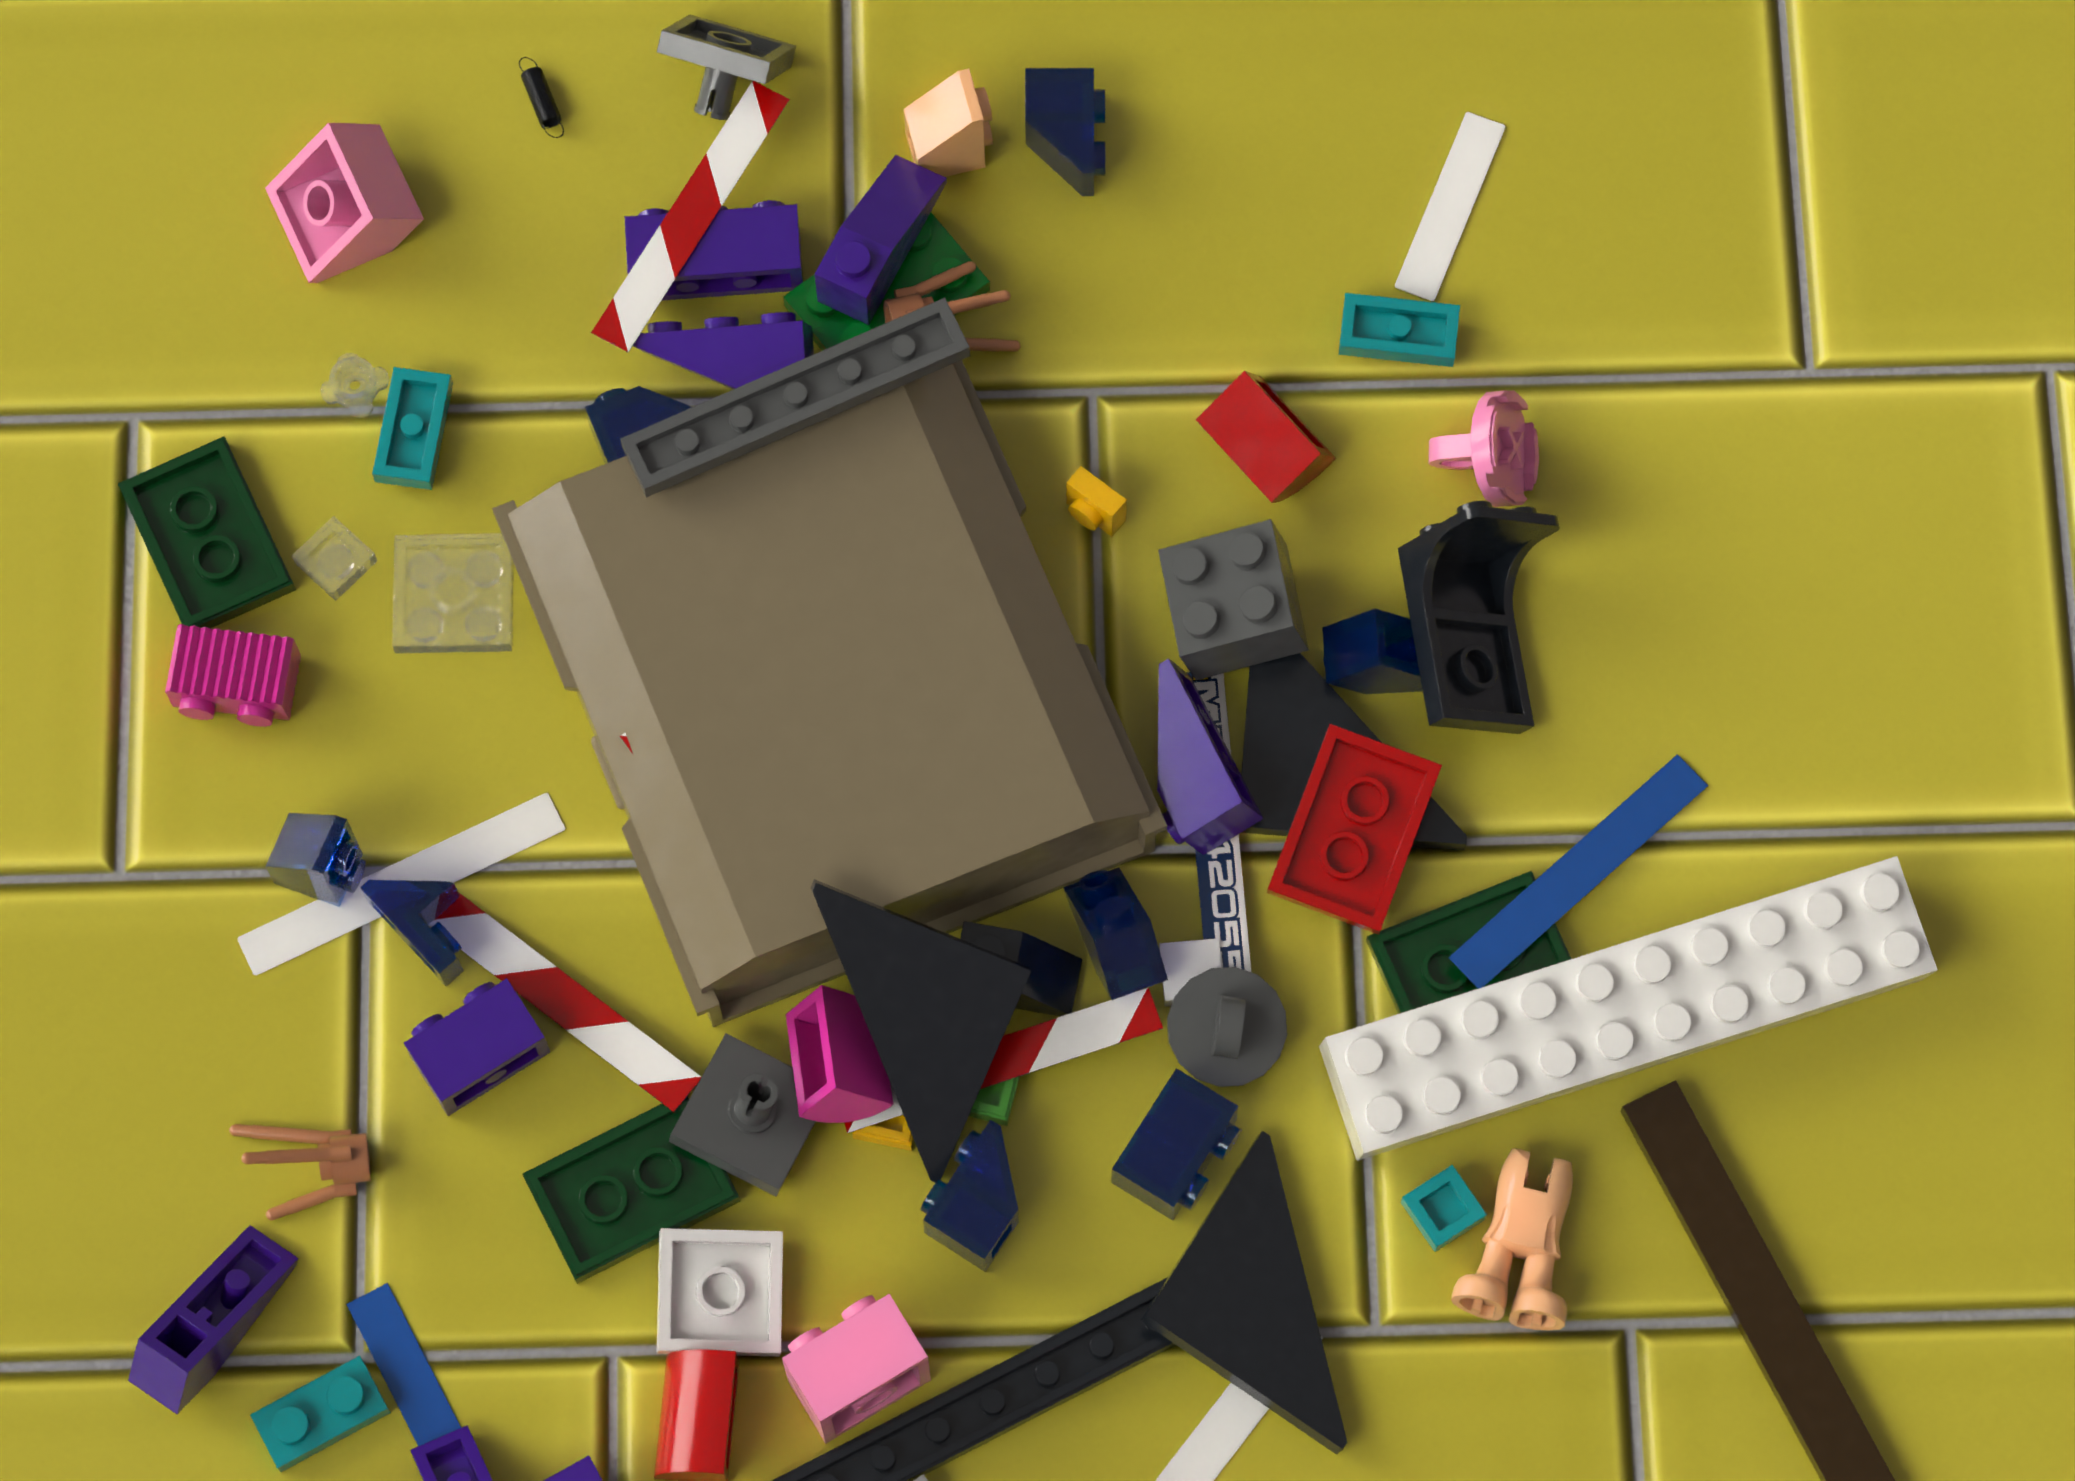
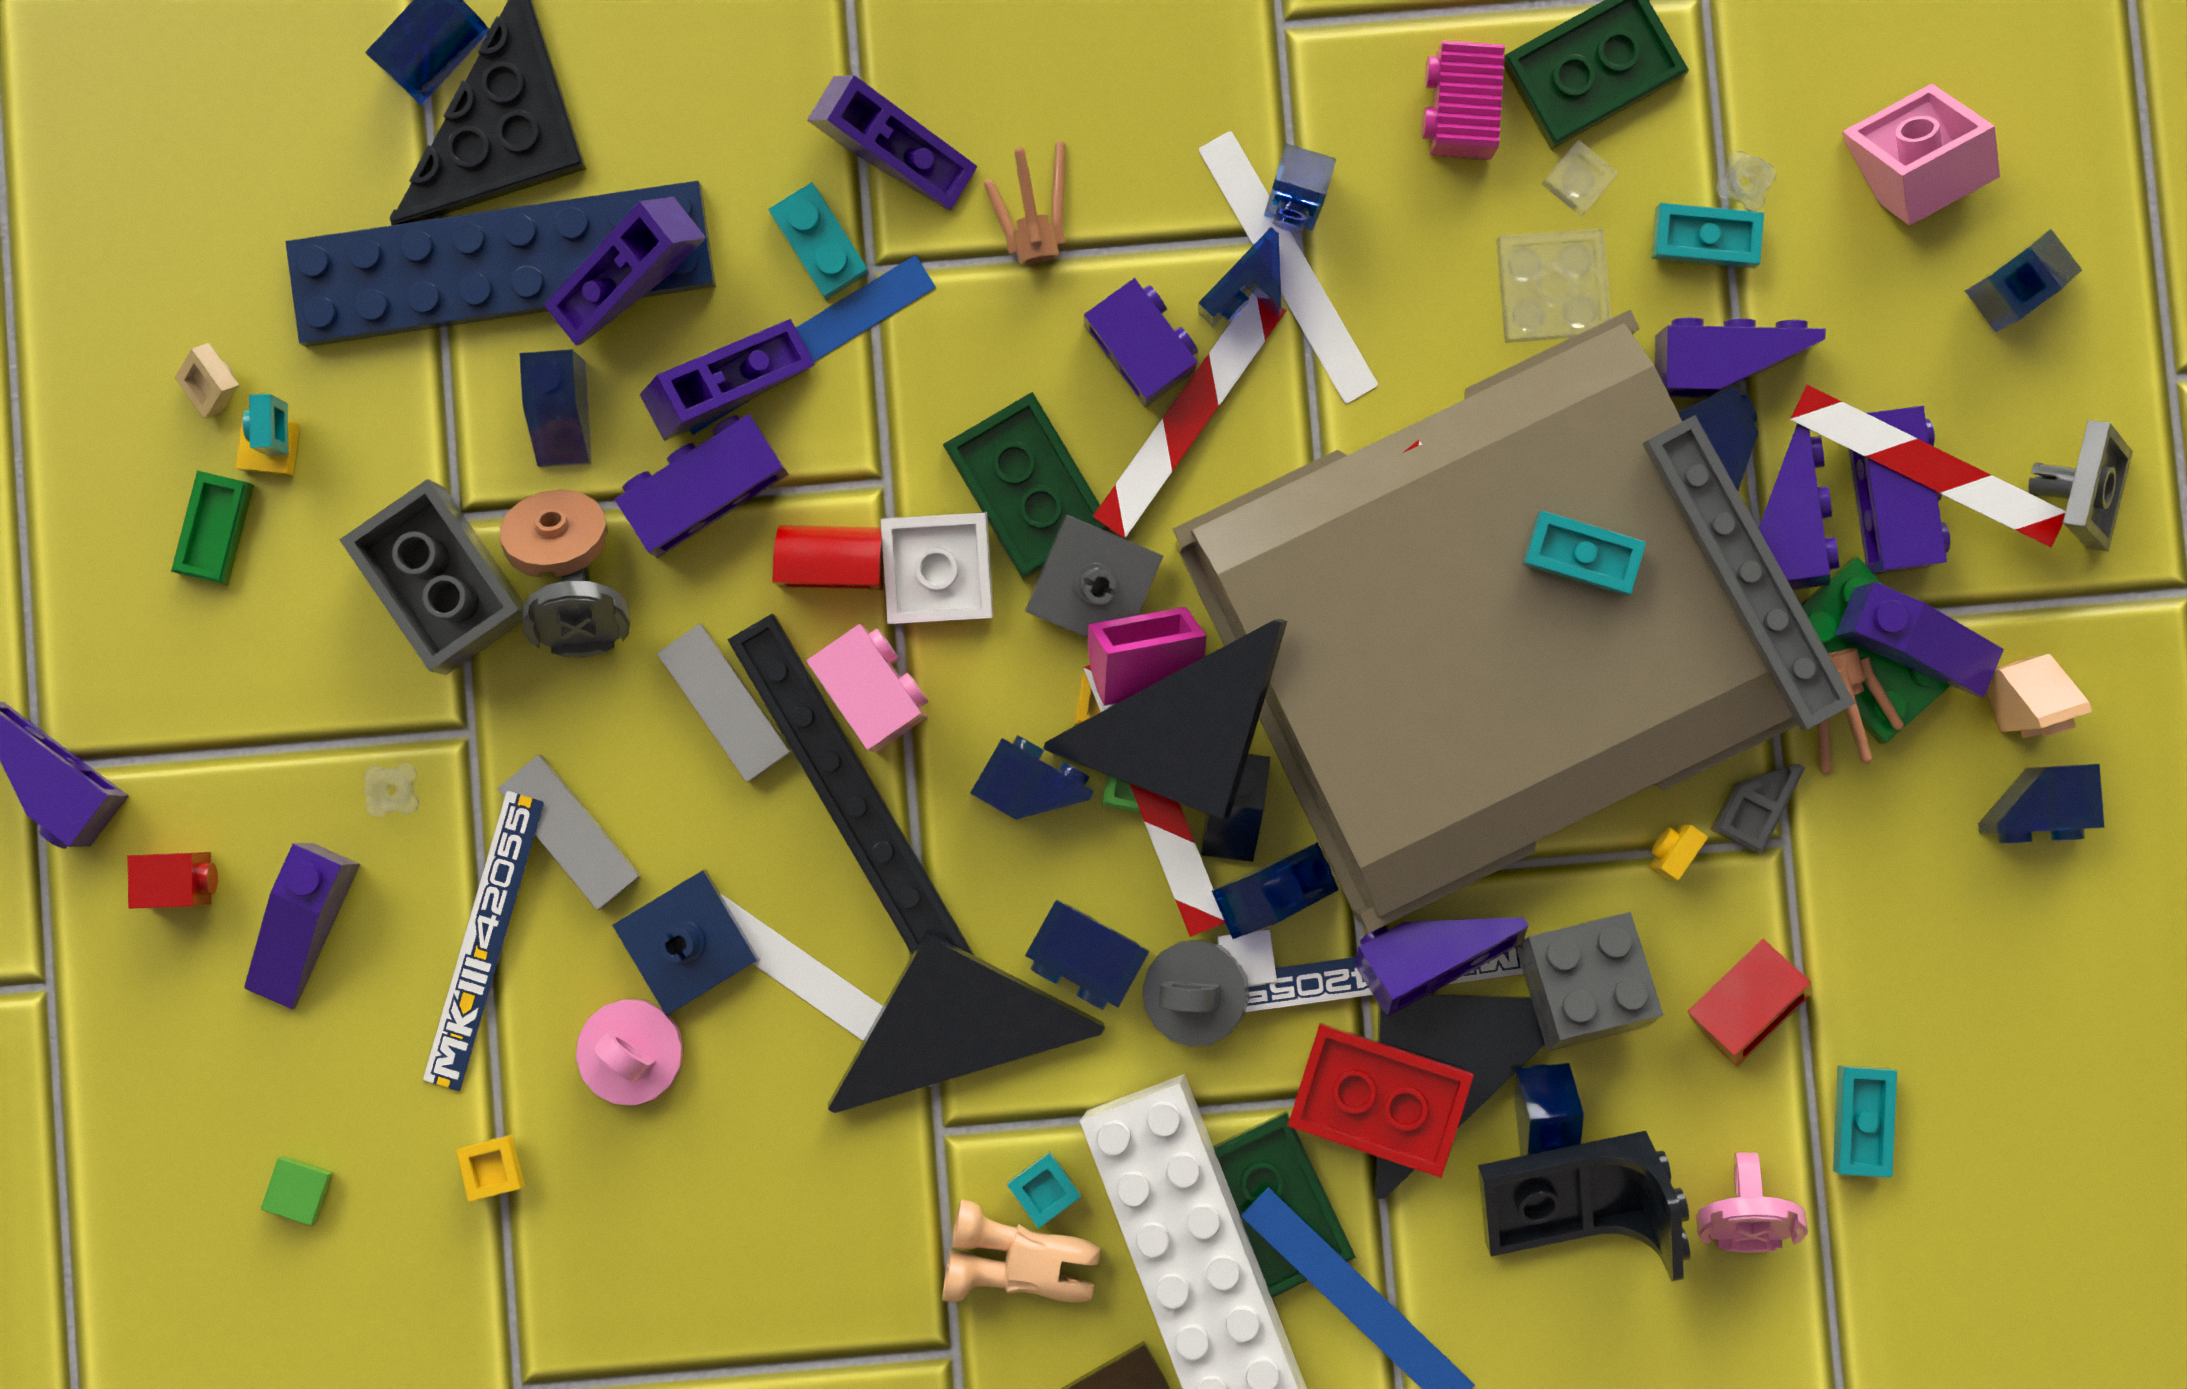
camera: 80 degrees right, 15 degrees up
(496, 108) = (2024, 281): none -> slope
(541, 97) = (2039, 322): black piece -> none
(551, 427) = (1709, 359): none -> dark purple slope
(761, 563) = (1584, 553): none -> teal plate
(1051, 419) = (1756, 807): none -> dark grey tile
(1450, 206) = (1993, 1162): white sticker -> none

